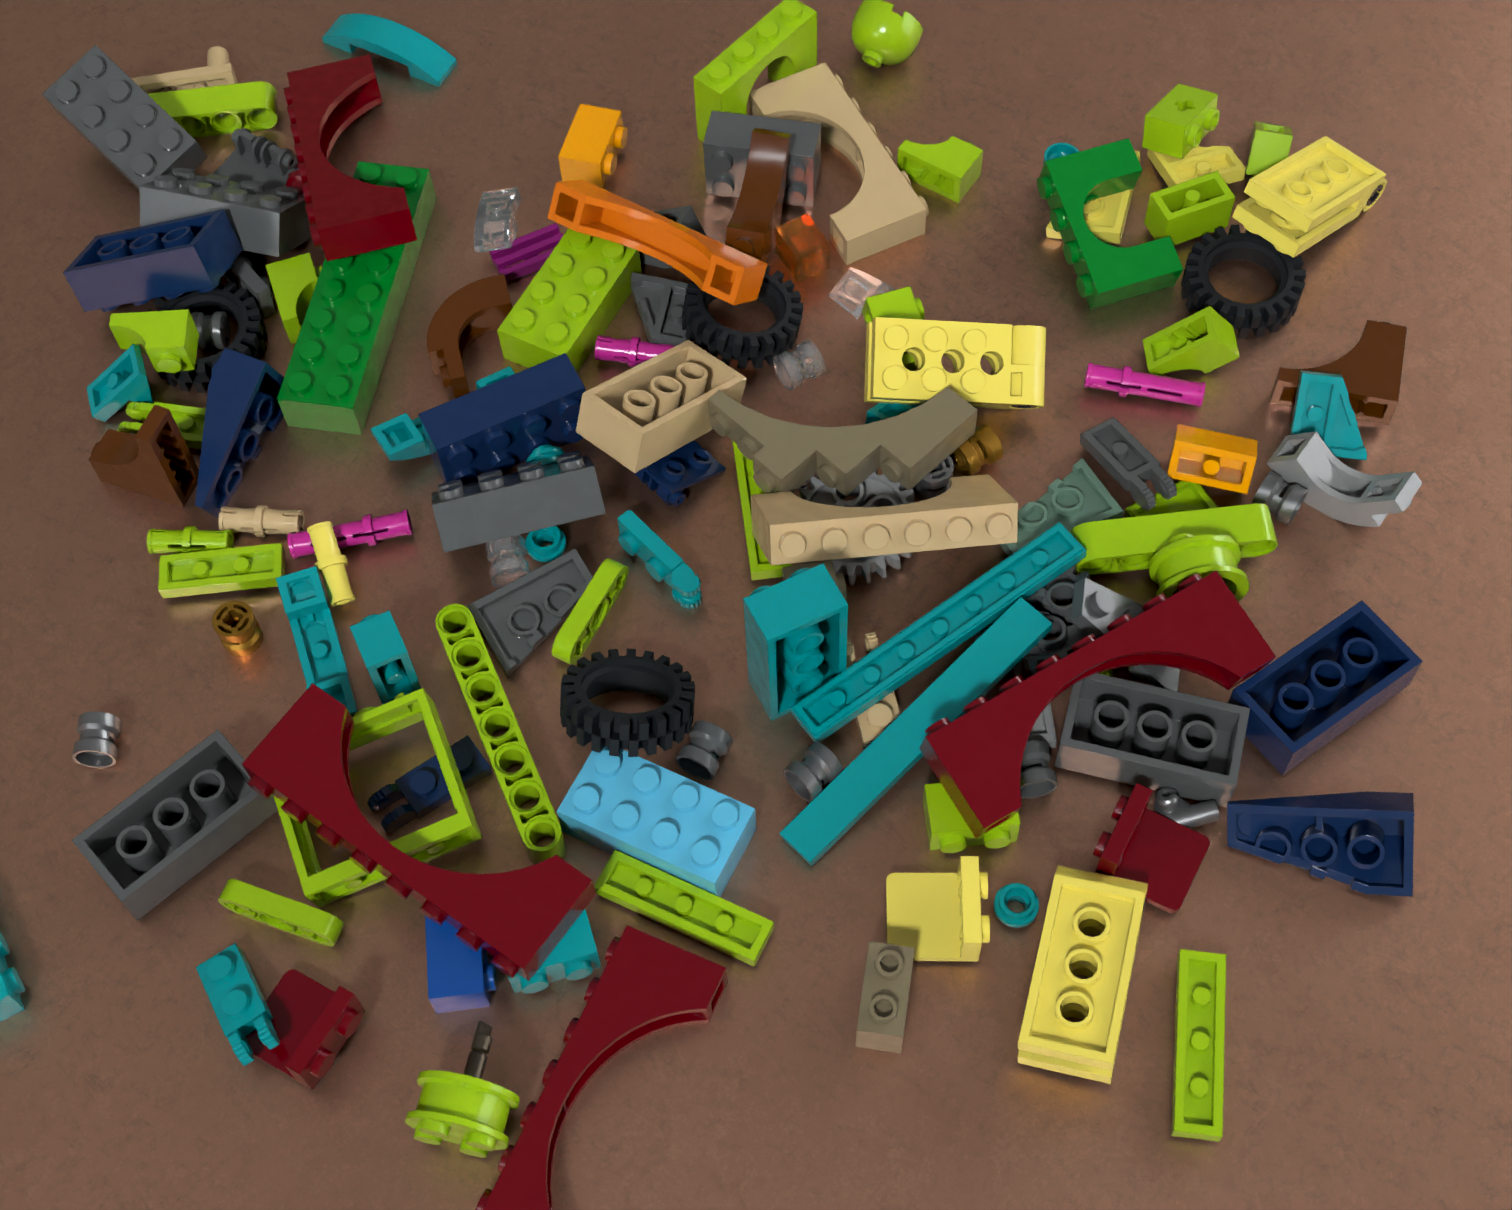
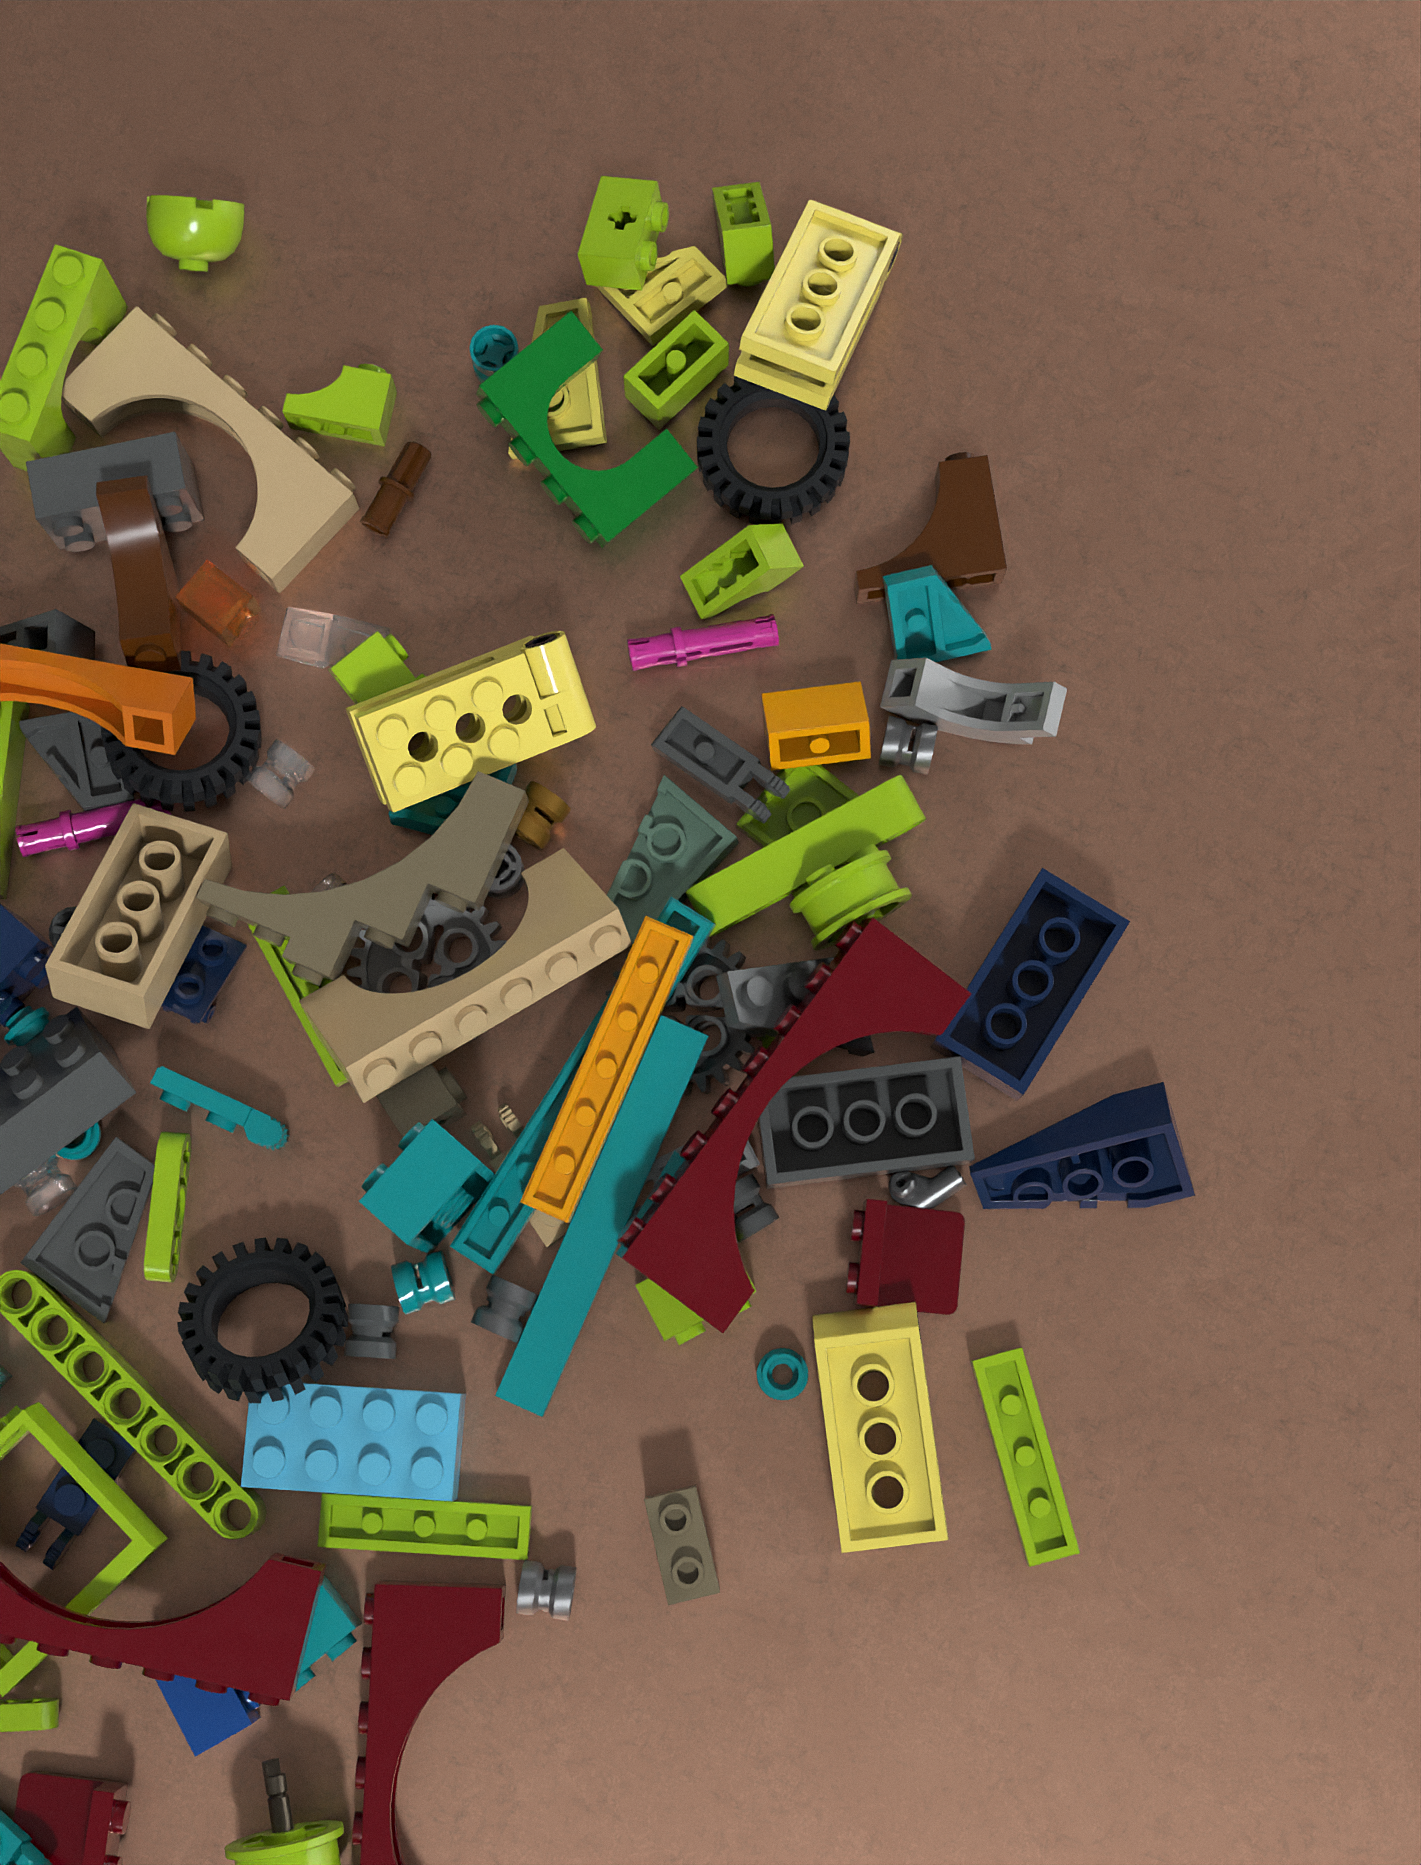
camera: 25 degrees left, 20 degrees up
(758, 730) = (434, 1278): none -> teal wheel
(763, 993) = (546, 1590): none -> flat silver wheel
(939, 912) = (700, 1423): light yellow bracket -> none
(956, 226) = (396, 489): none -> reddish brown axle
(962, 621) = (607, 1069): none -> light orange tile

